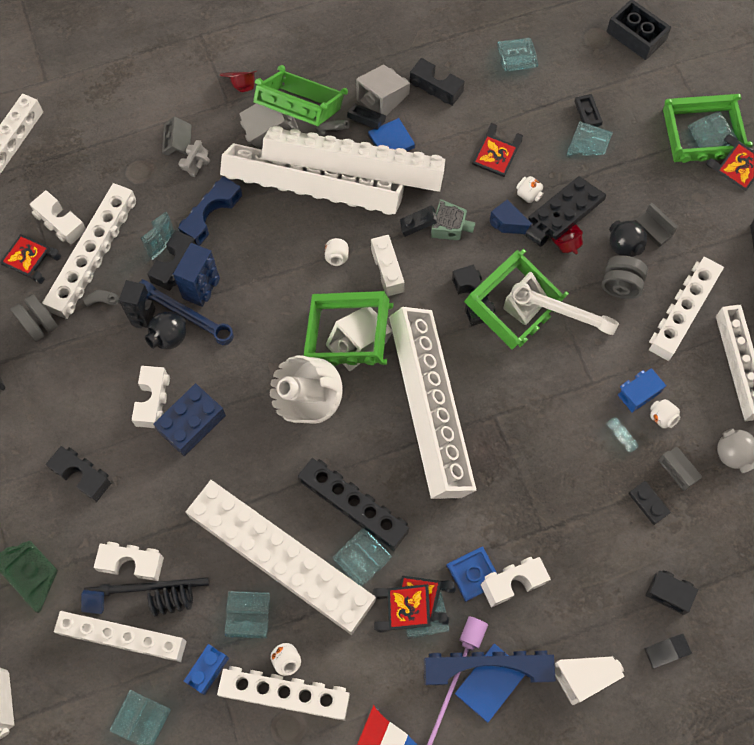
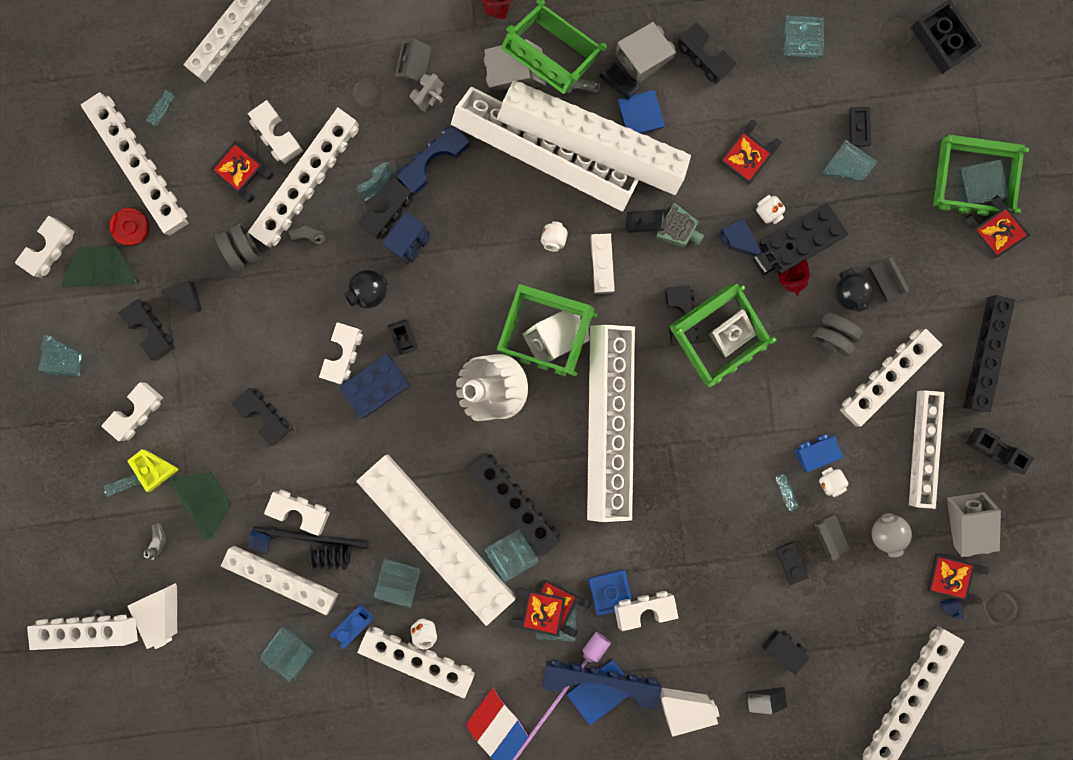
camera: 10 degrees right, 20 degrees up
(135, 305) = (341, 258): black arch -> none
(188, 313) = (393, 273): dark blue piece -> none
(208, 367) = (403, 336): none -> black slope
(603, 323) = (805, 378): white piece -> none

